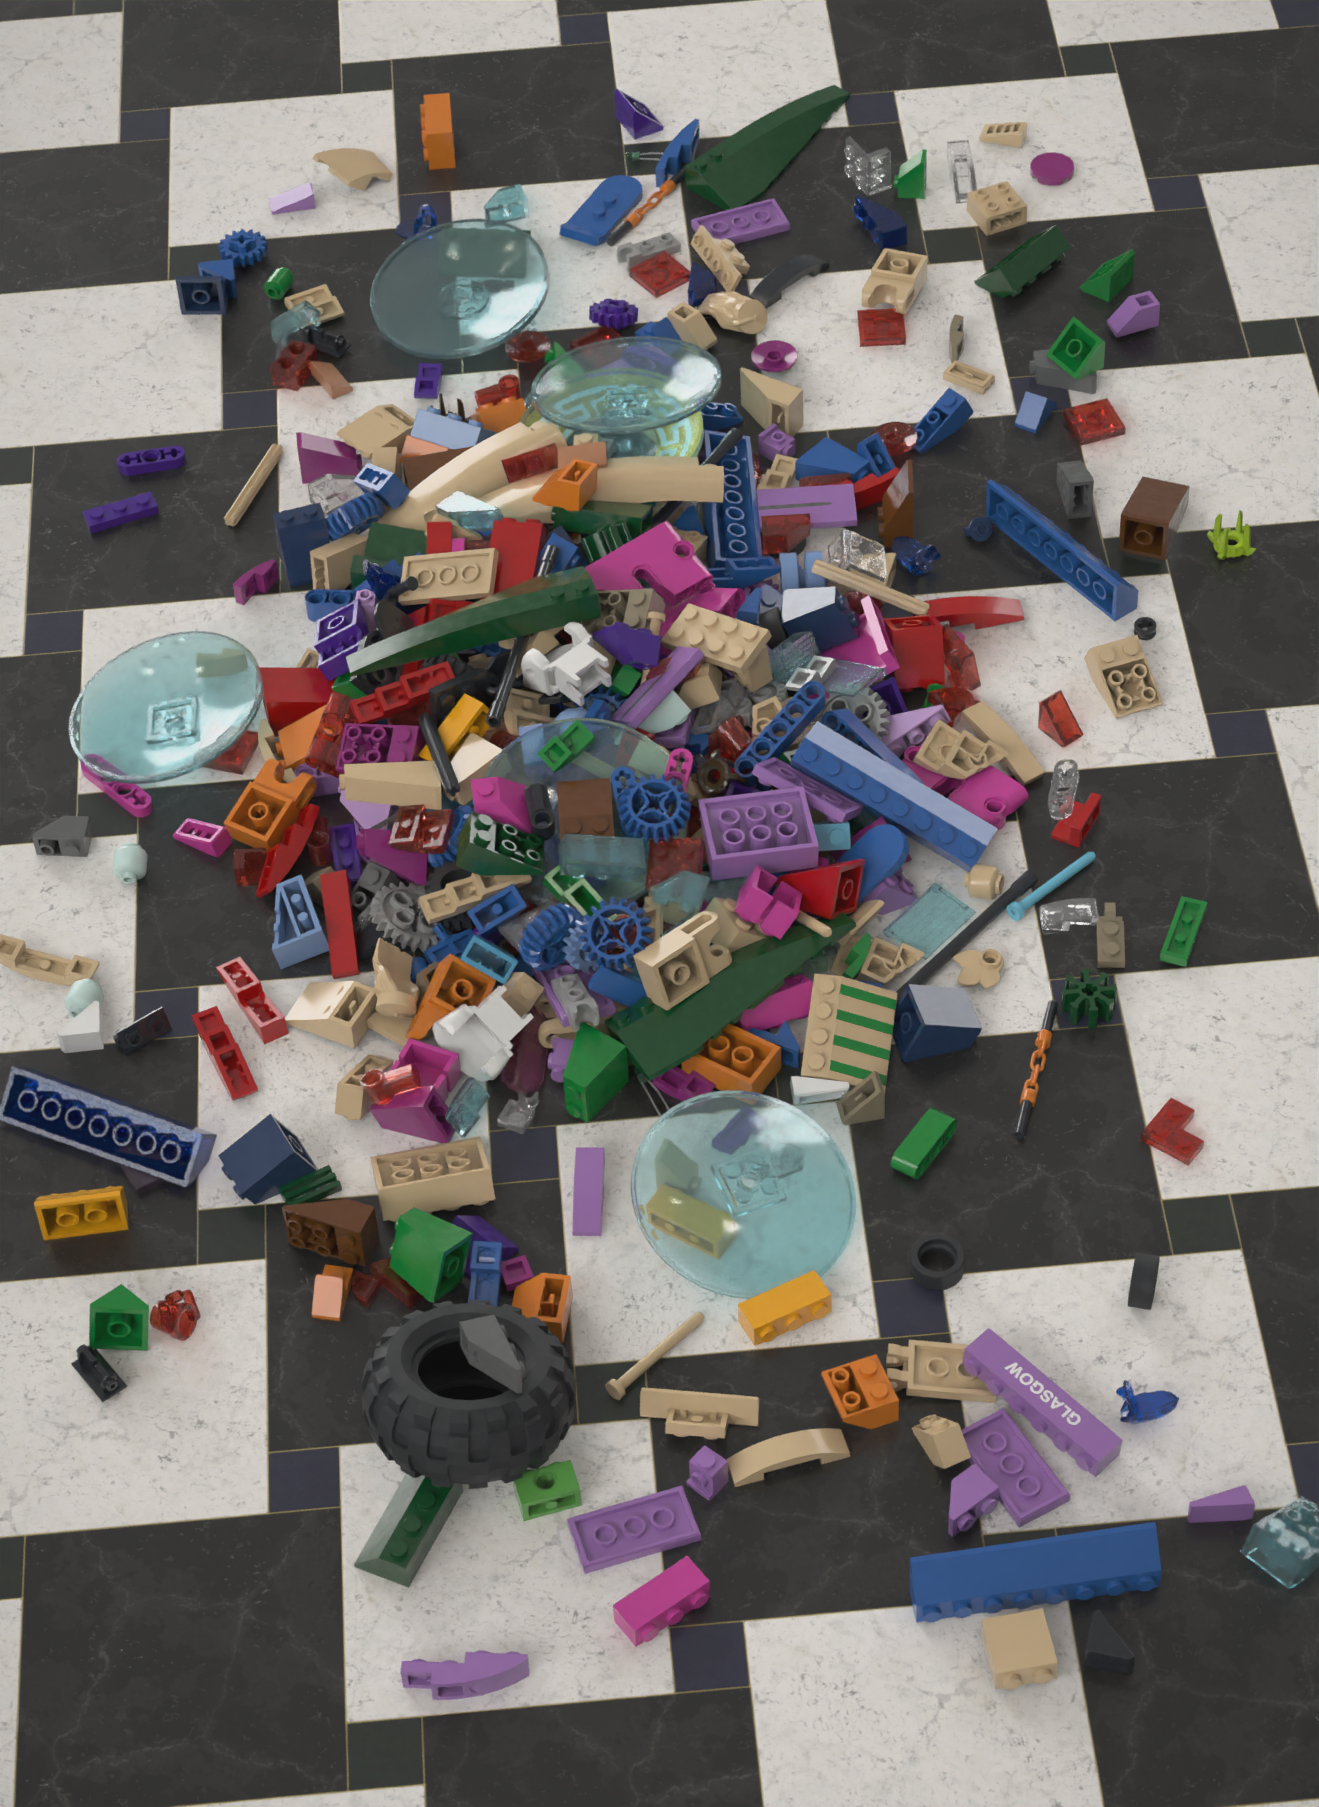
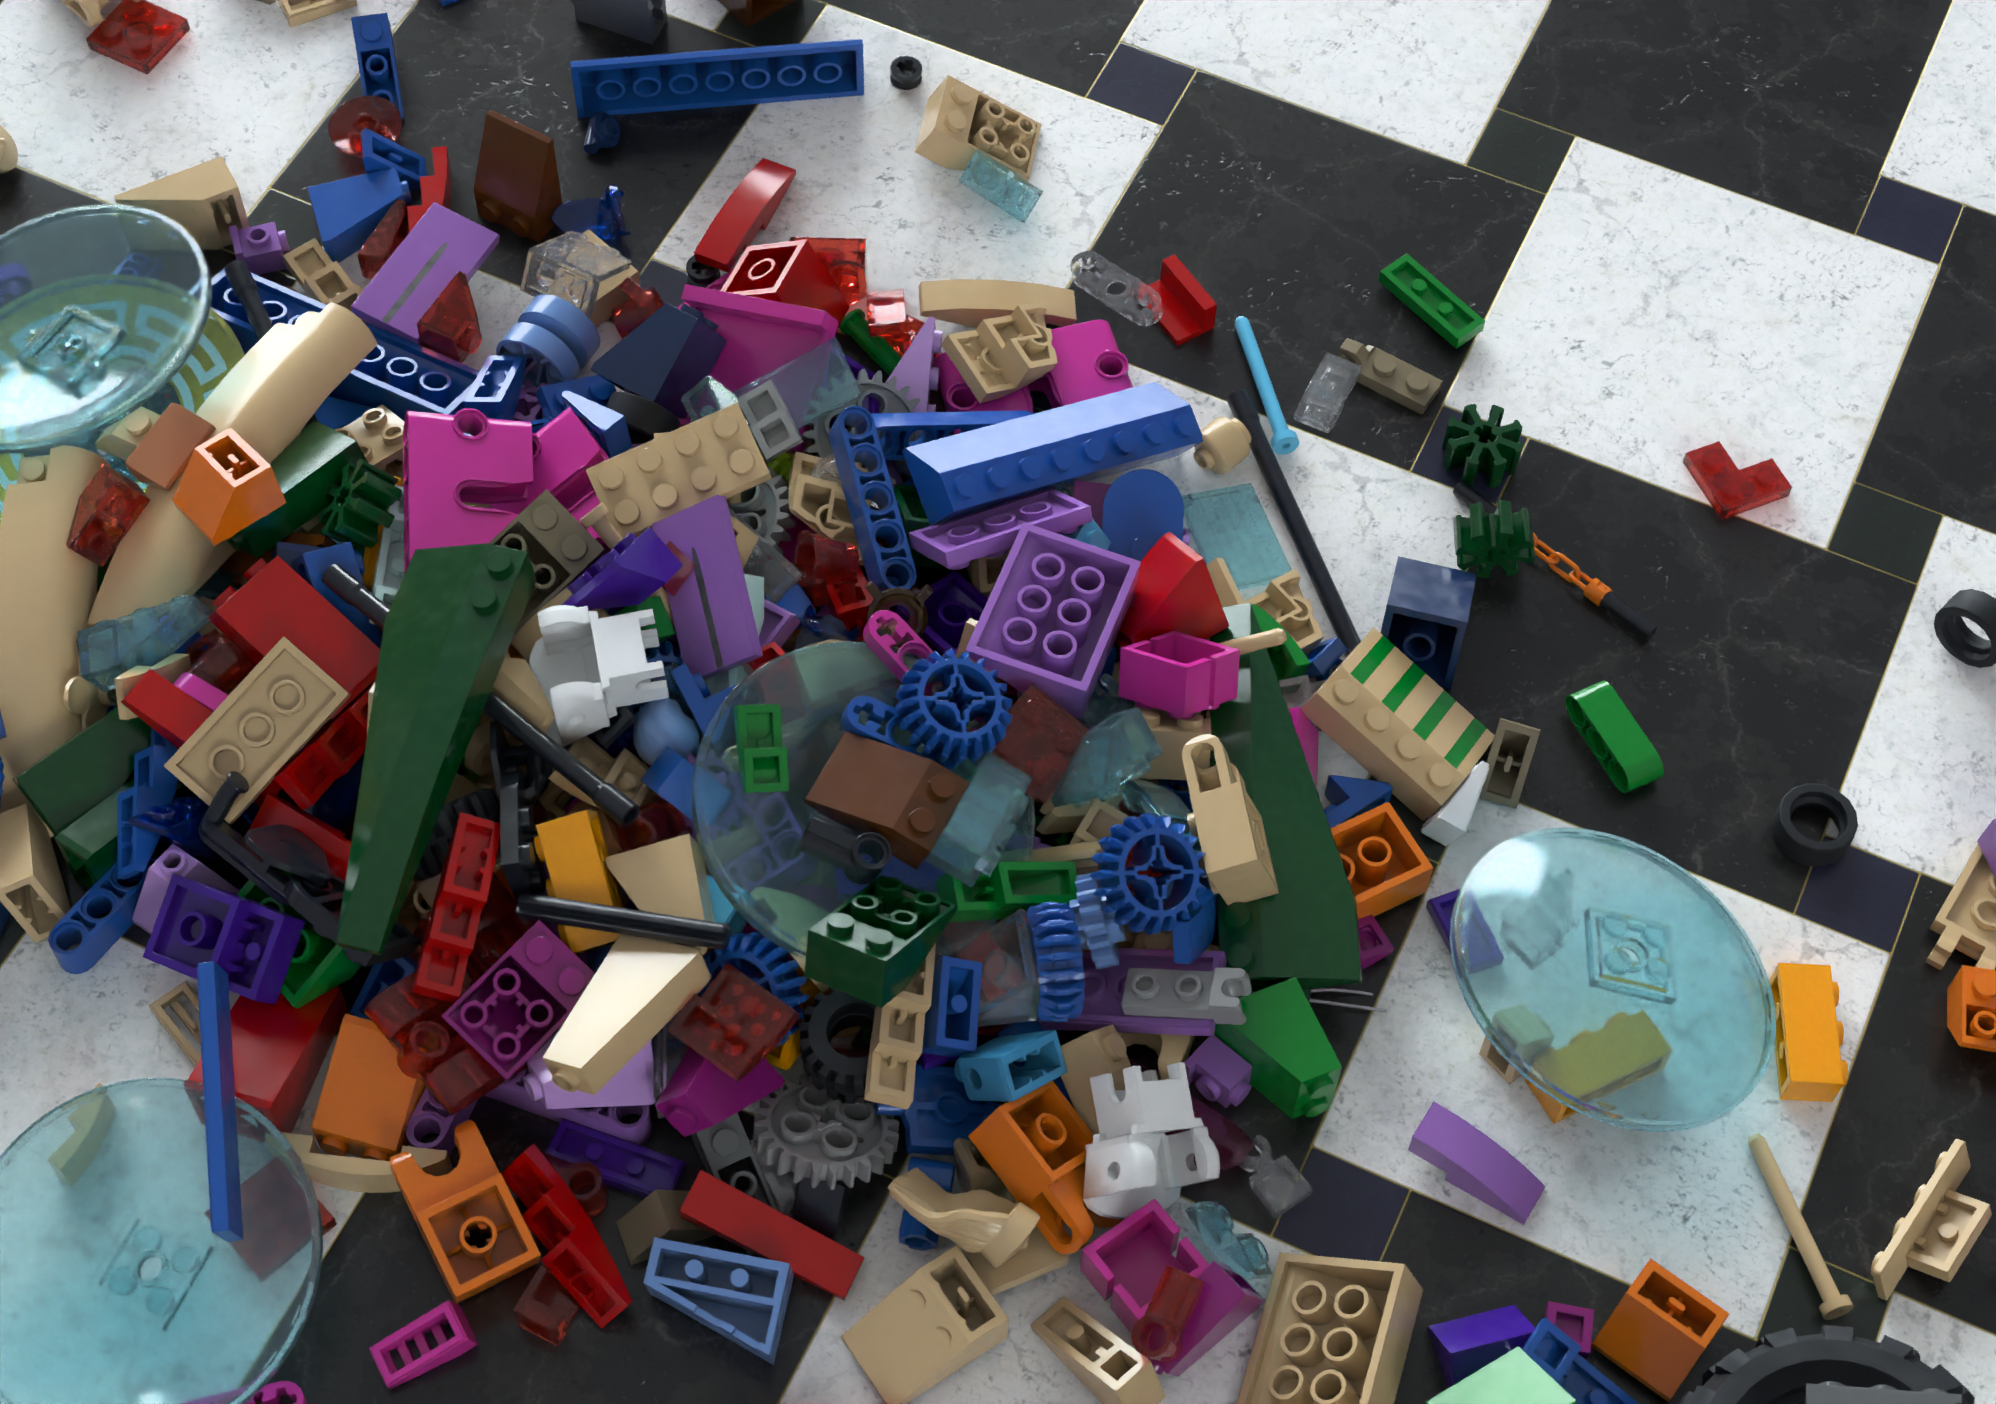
camera: 65 degrees left, 10 degrees up
(250, 676) = (219, 1102): none -> blue tile
(501, 801) = (797, 894): dark pink slope -> none
(774, 356) = (88, 164): magenta dish -> none
(870, 588) = (651, 281): tan axle -> none
(979, 967) = (1352, 532): tan plate -> none
(1013, 1024) = (1494, 539): none -> dark green gear
(1058, 720) = (1005, 231): clear red slope -> none
(1089, 706) = (1000, 186): none -> clear light blue slope

